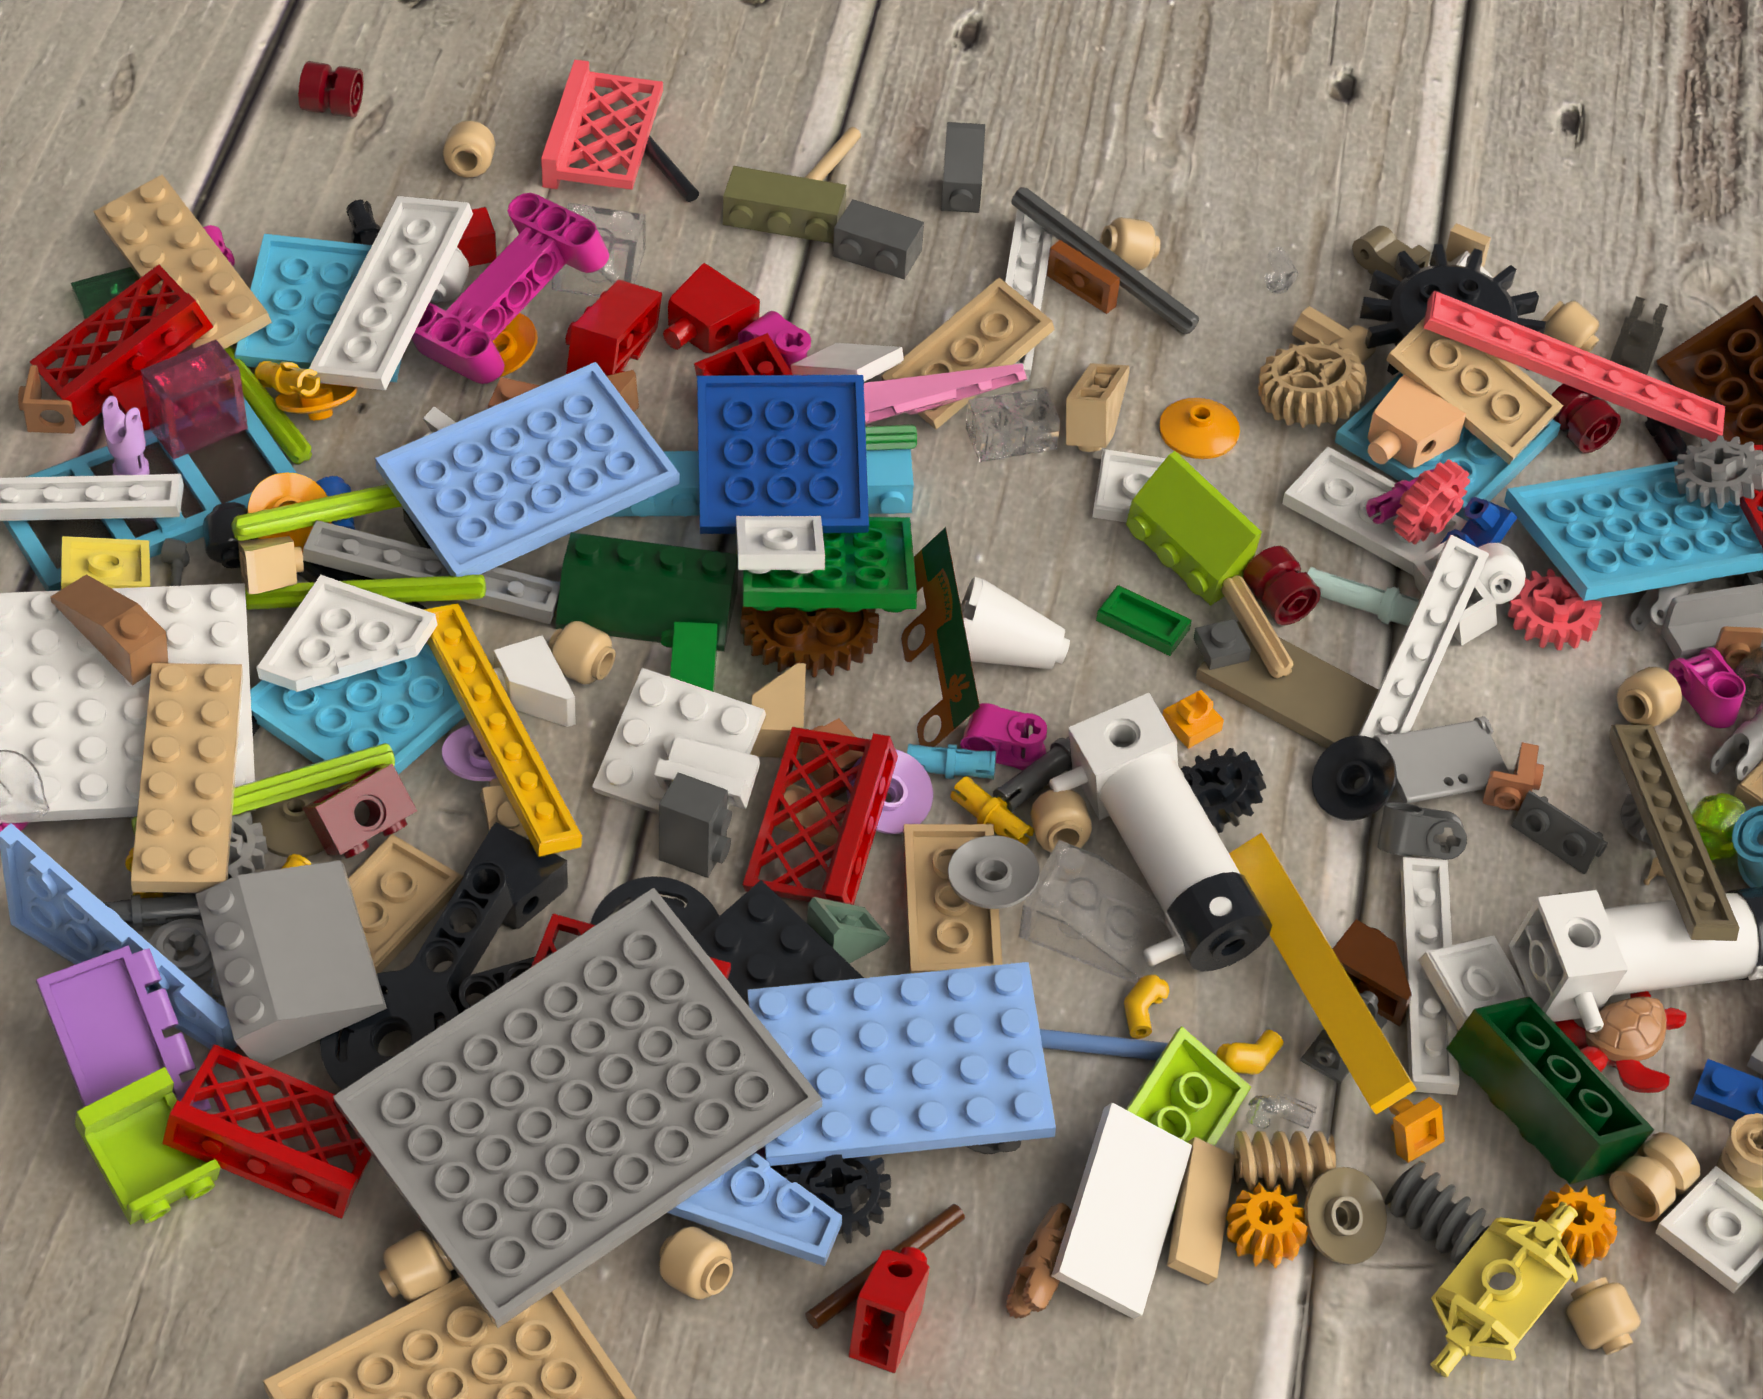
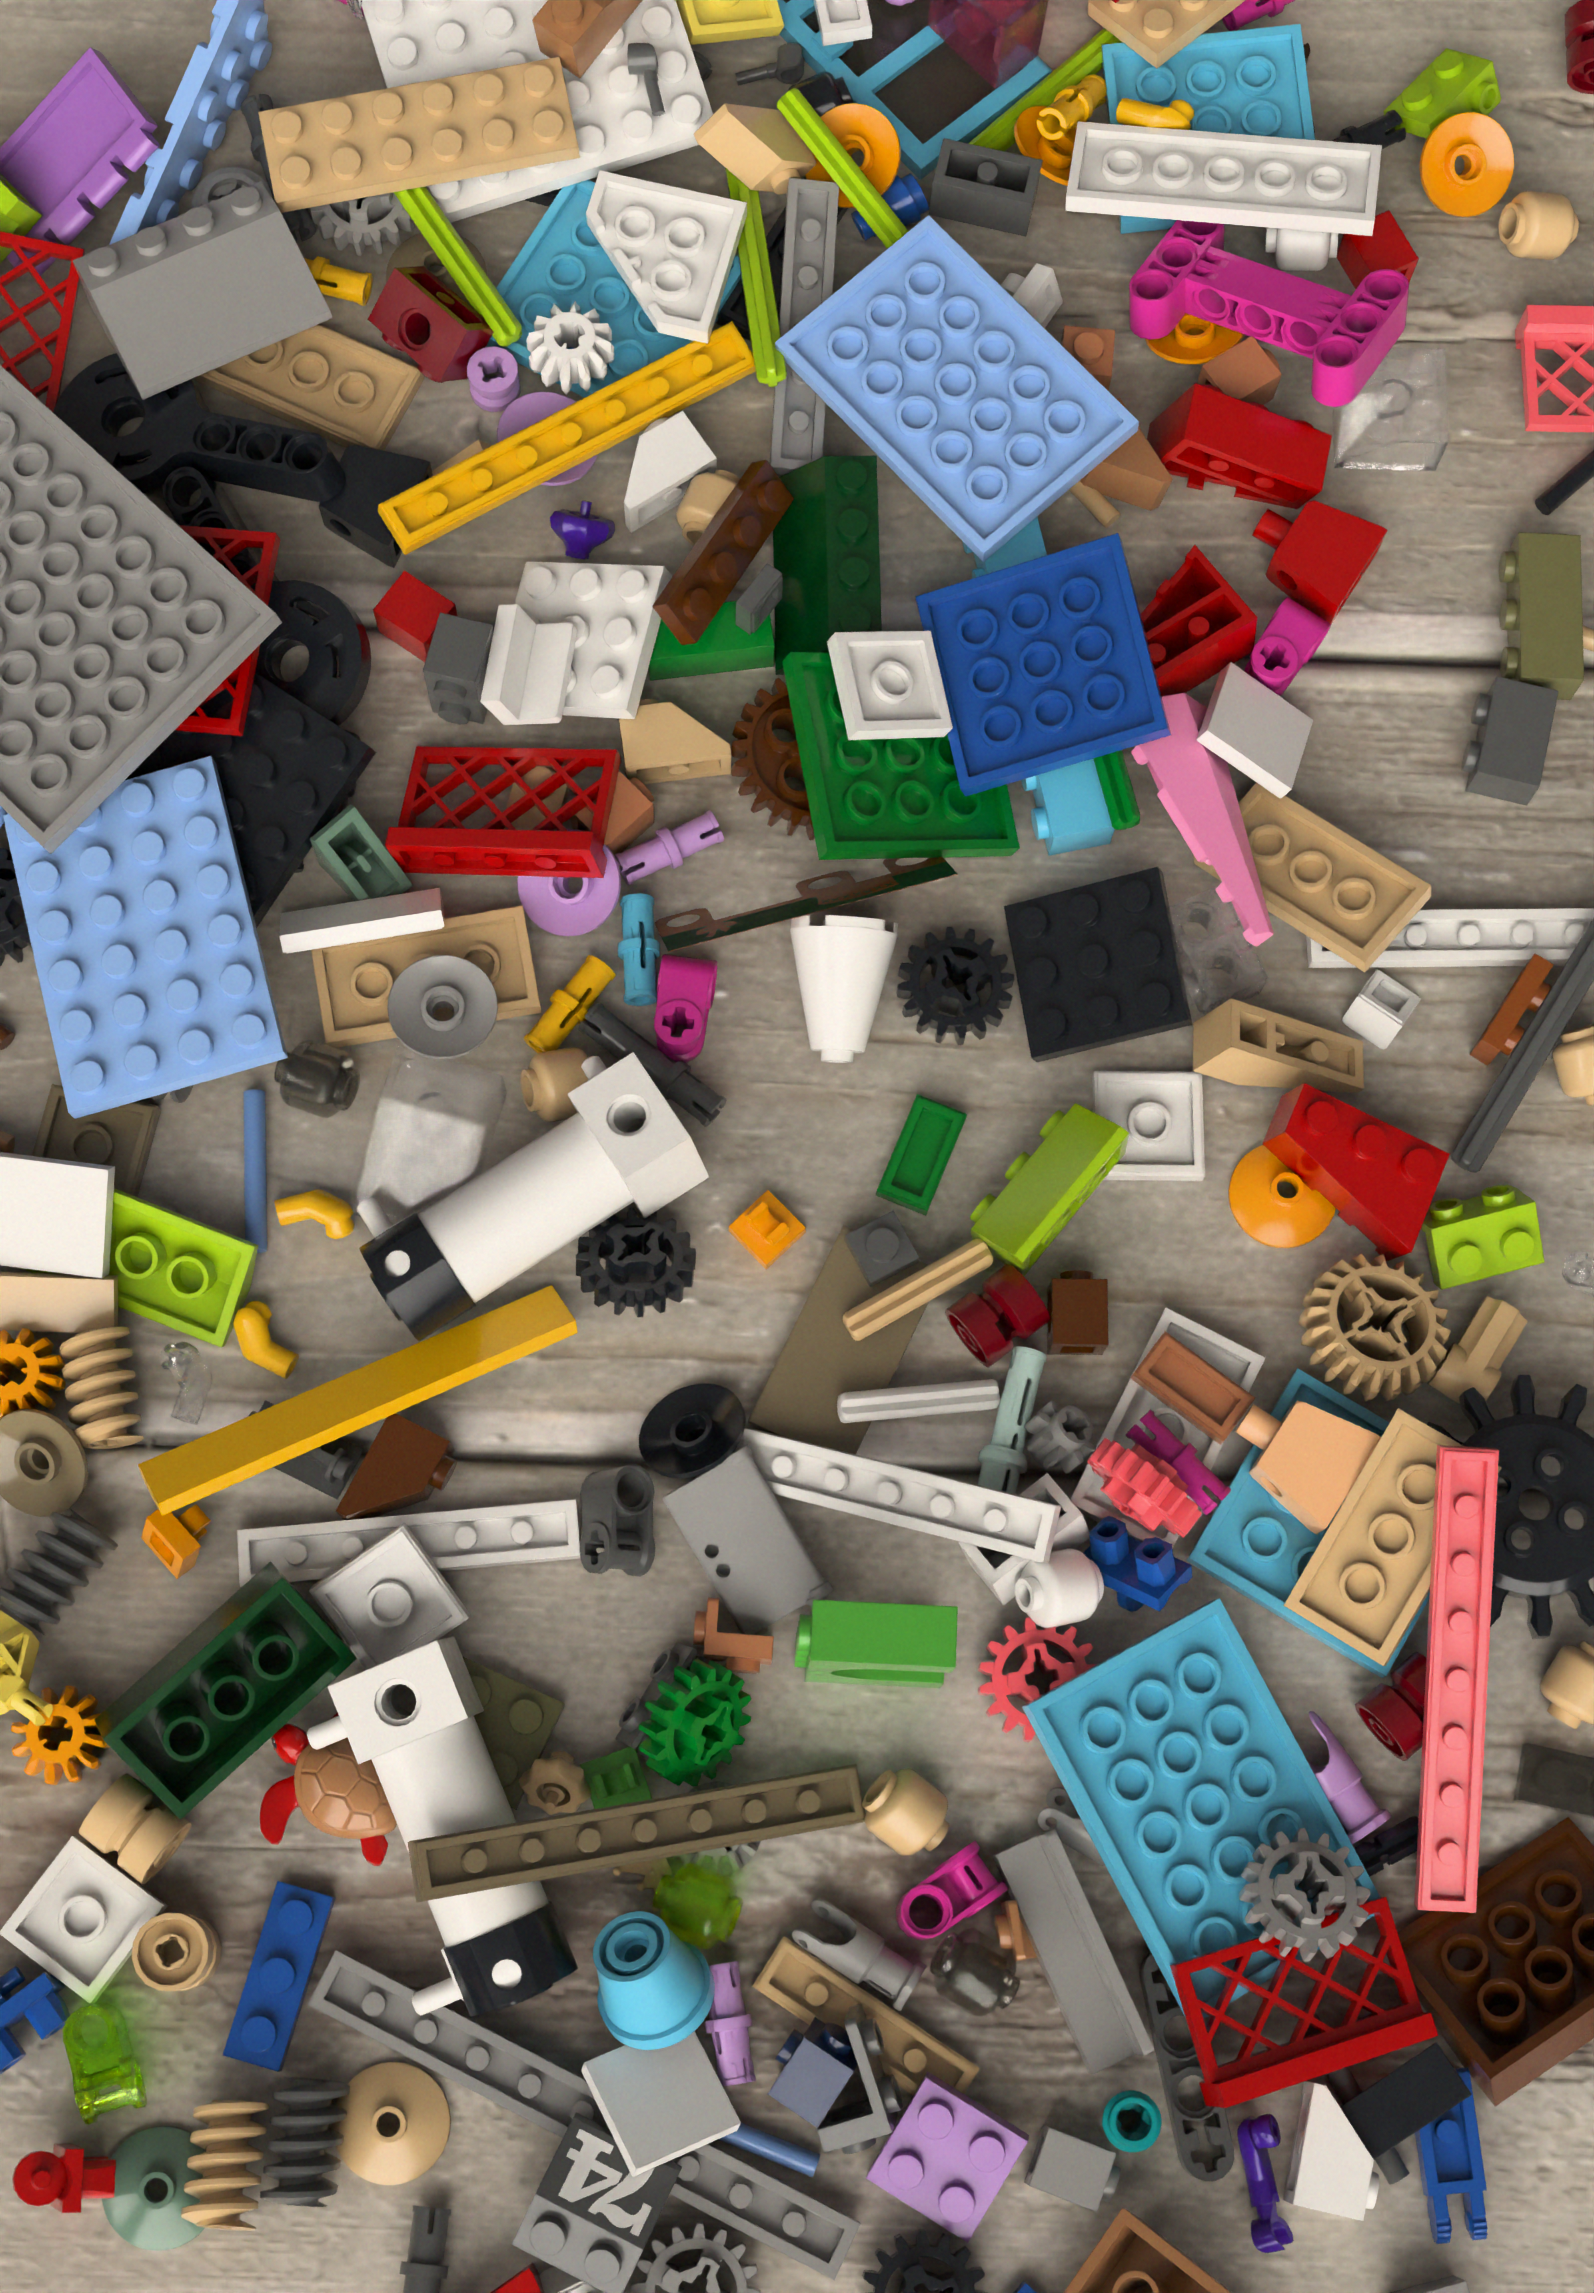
camera: 80 degrees right, 25 degrees up
(177, 605) = (643, 60): none -> dark grey hand
(321, 320) = (1139, 113): none -> yellow arm
(340, 178) = (1446, 88): none -> lime bracket
(343, 438) = (984, 187): none -> dark grey brick
(406, 174) = (1486, 159): none -> light orange dish
(417, 711) = (565, 330): none -> white gear
(420, 781) = (495, 392): none -> lavender wheel
(551, 323) = (1244, 372): none -> nougat brick
(574, 744) = (581, 530): none -> dark purple piece
(628, 857) = (411, 613): none -> red brick
(646, 638) = (723, 552): none -> reddish brown plate
(684, 613) = (759, 599): none -> dark grey tile
(859, 715) = (669, 847): none -> lavender pin
(900, 921) = (361, 920): none -> white tile
(1015, 484) = (1097, 965): none -> black plate
(1019, 568) = (973, 973): none -> black gear
(1046, 973) = (317, 1079): none -> clear smoke head
(1056, 1164) = (110, 1138): none -> dark tan tile
(1068, 349) = (1380, 1009): none -> white slope
(1195, 365) = (1359, 1164): none -> red wedge
(1244, 322) = (1482, 1236): none -> lime bracket
(1291, 532) = (1077, 1314): none -> reddish brown brick
(1341, 643) = (918, 1401): none -> white axle
(1348, 484) = (1192, 1388): none -> nougat tile
(1377, 565) = (1060, 1436): none -> light grey gear
(1545, 662) = (877, 1643): none -> bright green arch
(1584, 798) = (695, 1722): none -> green gear
(1620, 872) = (616, 1779): none -> bright green tile
(1622, 892) = (555, 1784): none -> tan piece
(1658, 452) = (1344, 1789): none -> lavender piece

